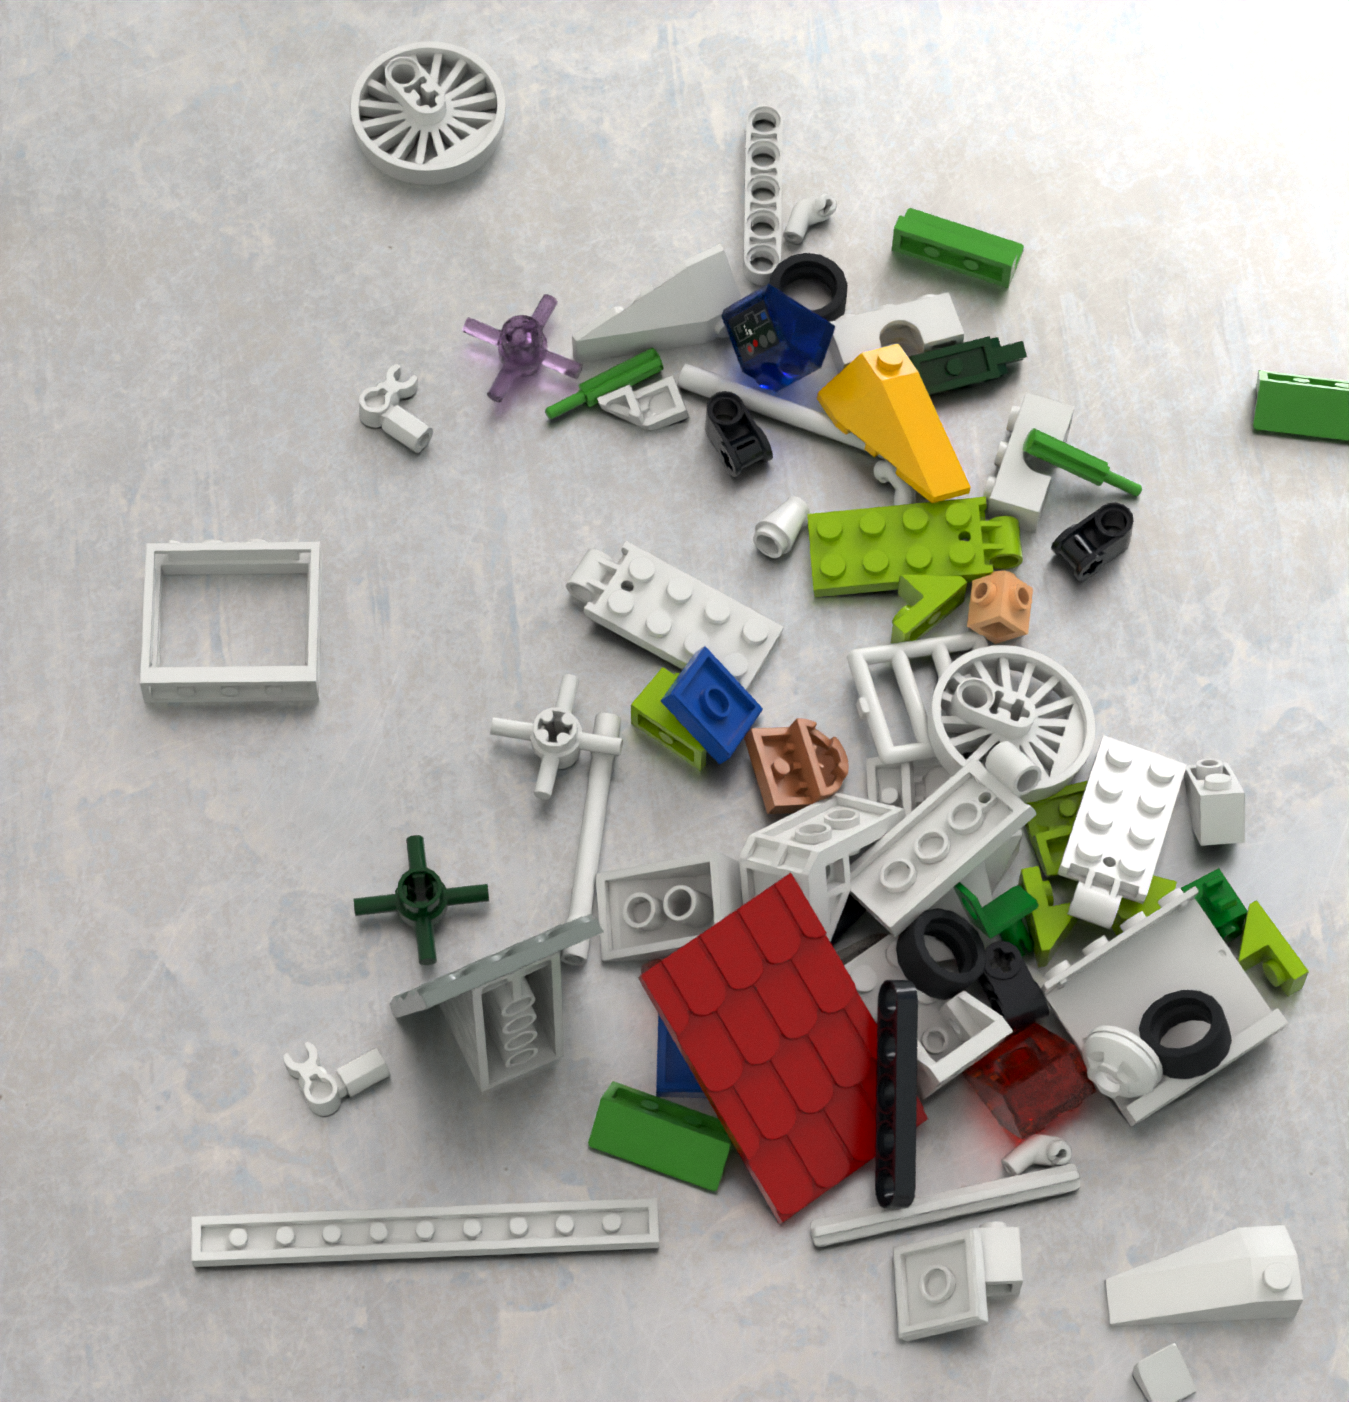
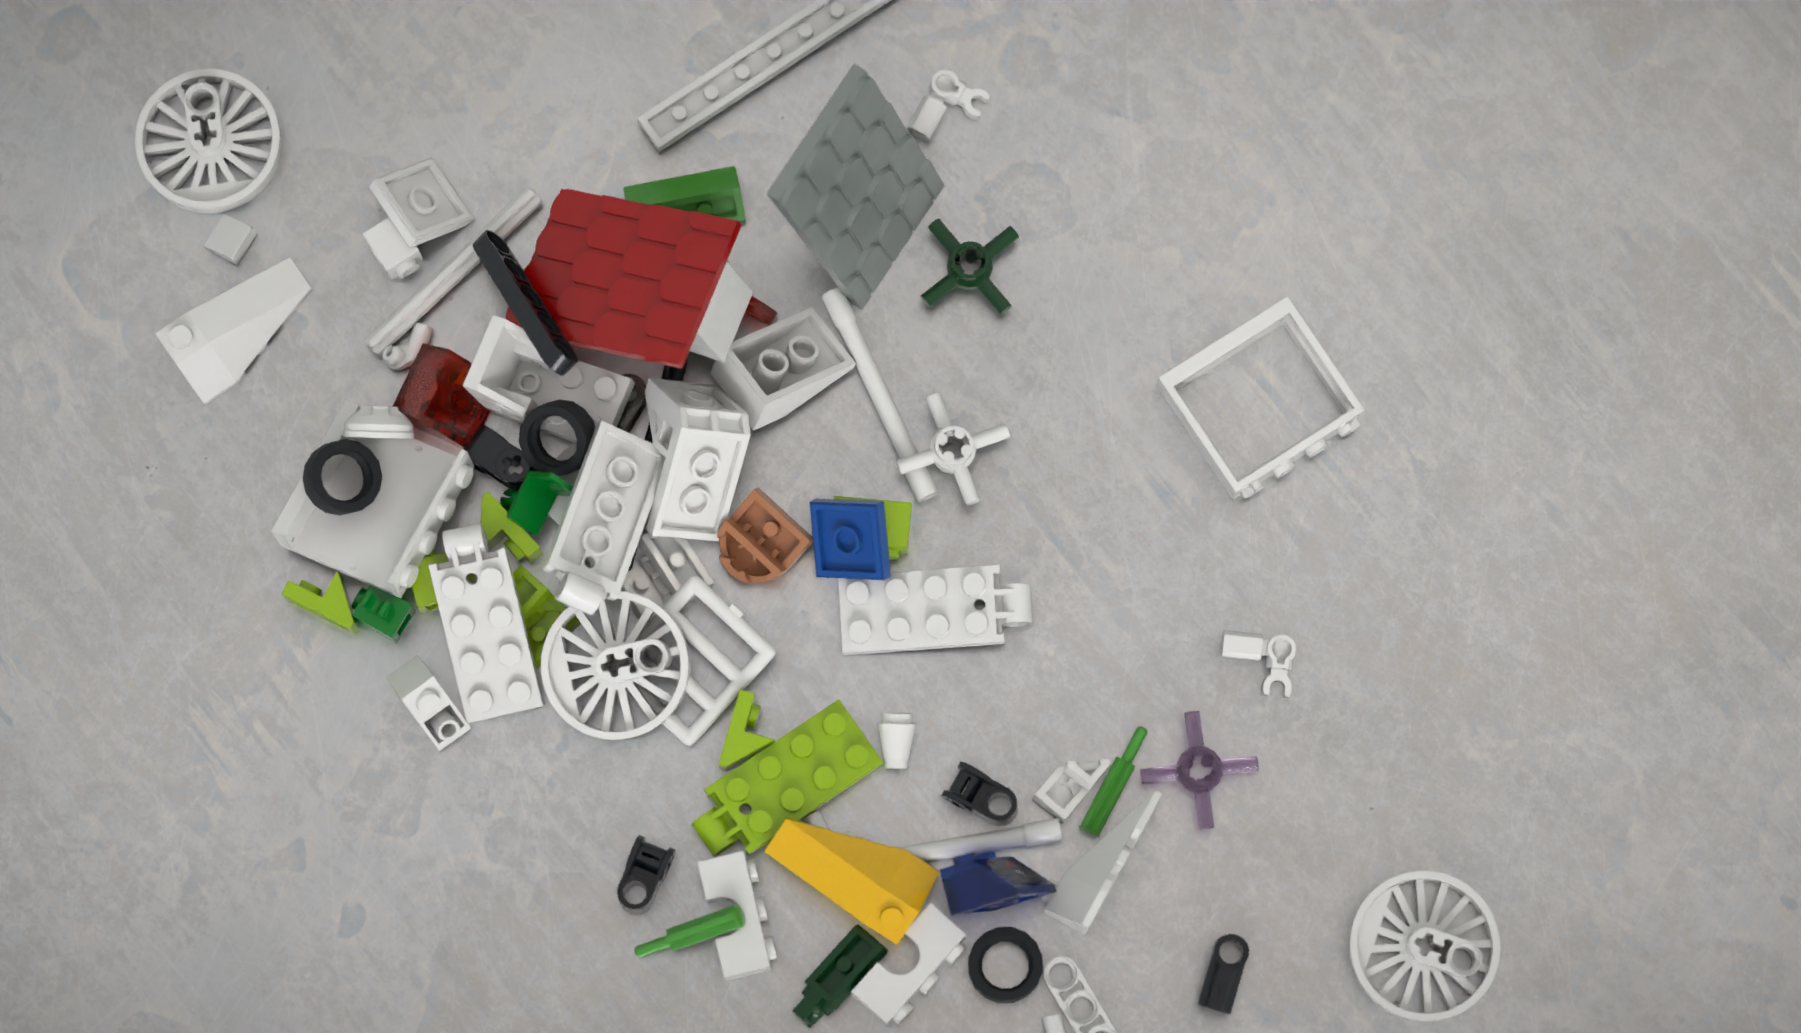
camera: 150 degrees right, 15 degrees up
(616, 184) = (1223, 978): none -> black piece
(1000, 606) = (683, 766): light nougat brick -> none

